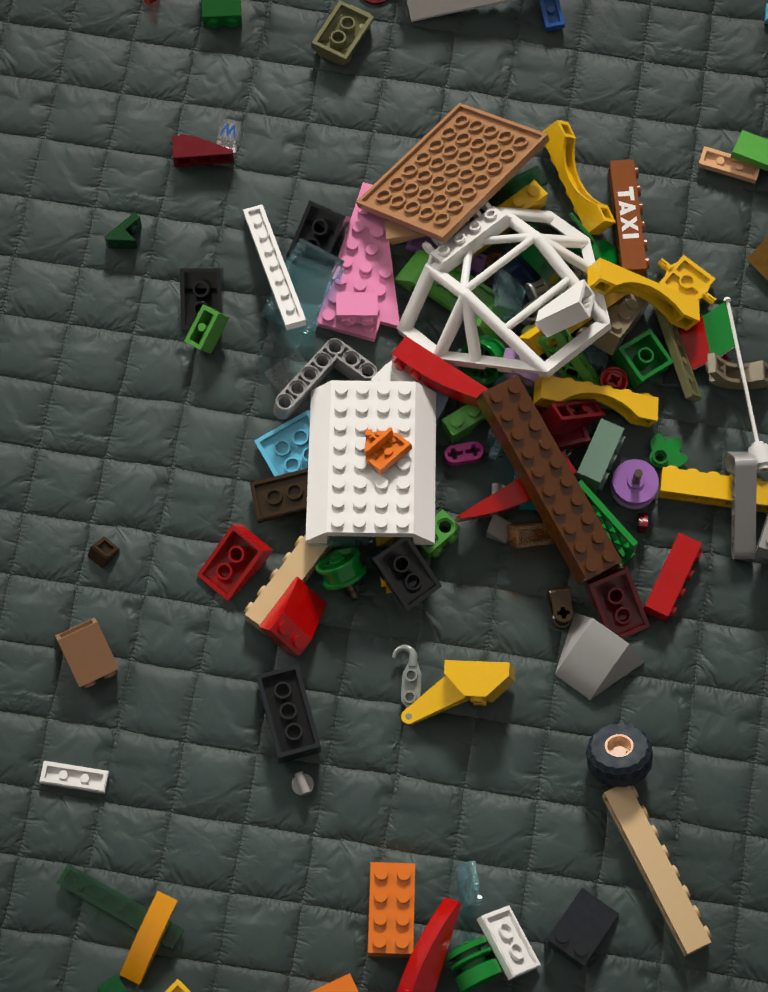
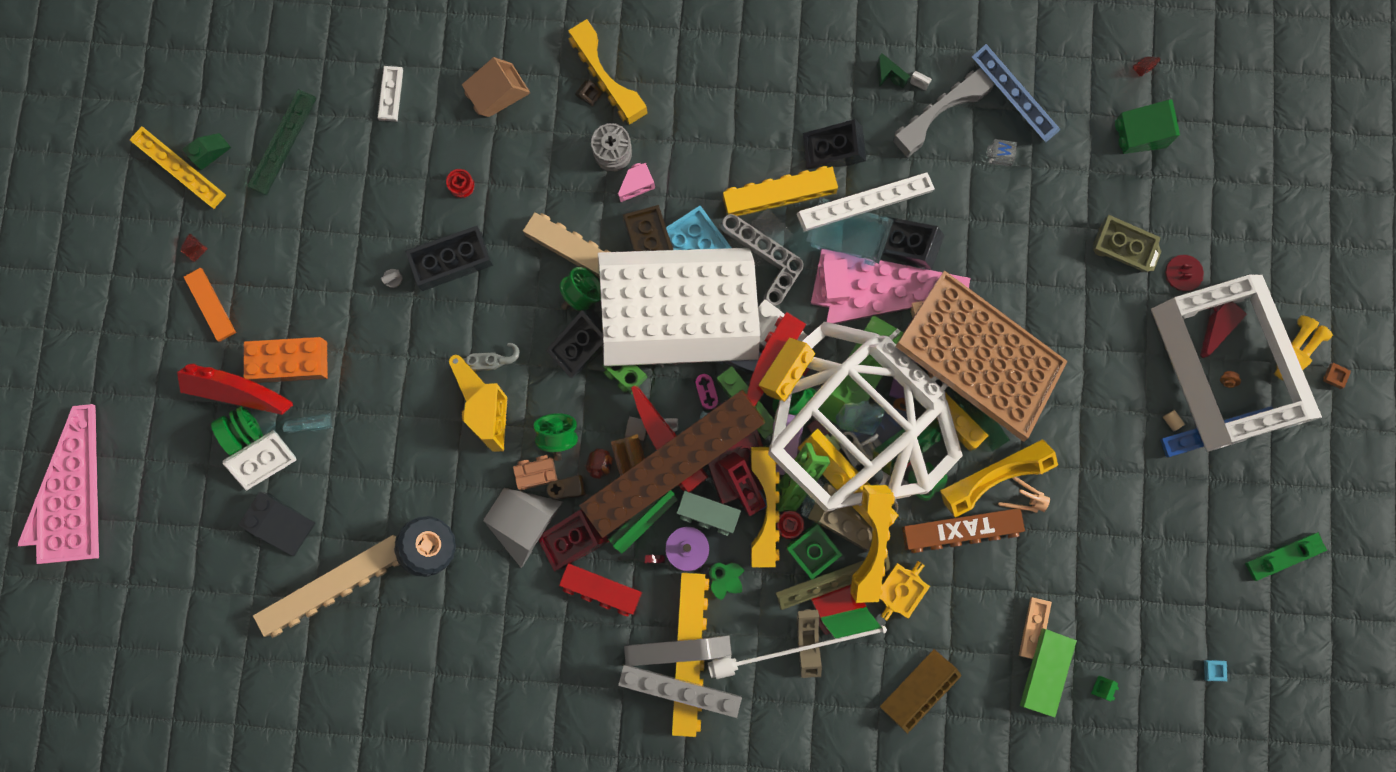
camera: 90 degrees right, 10 degrees up
(43, 547) = (627, 101): none -> yellow arch
(137, 204) = (920, 80): none -> white slope
(148, 937) = (255, 166): light orange slope -> none
(167, 112) = (1016, 93): none -> light blue brick
(180, 537) = (611, 157): none -> light grey wheel
(195, 151) = (981, 120): dark red slope -> none
(197, 700) = (460, 183): none -> red wheel
(200, 217) = (970, 90): none -> light grey arch
(206, 329) = (800, 151): bright green brick -> none
(218, 505) = (636, 182): none -> bright pink slope
(234, 561) = (587, 201): red slope -> none
(248, 357) = (780, 192): none -> yellow brick
(294, 618) = (534, 254): red slope -> none
(384, 449) = (683, 310): orange slope -> none
(457, 354) = (787, 369): none -> yellow brick
(501, 607) = (555, 433): none -> green wheel
(528, 15) = (1173, 420): none -> tan hinge
(535, 569) = (599, 463): none -> clear red head
(542, 637) = (535, 473): none -> nougat brick
(566, 310) = (834, 465): white slope -> none
(600, 147) = (1037, 500): none -> light nougat plant
(600, 248) = (924, 508): green piece -> none

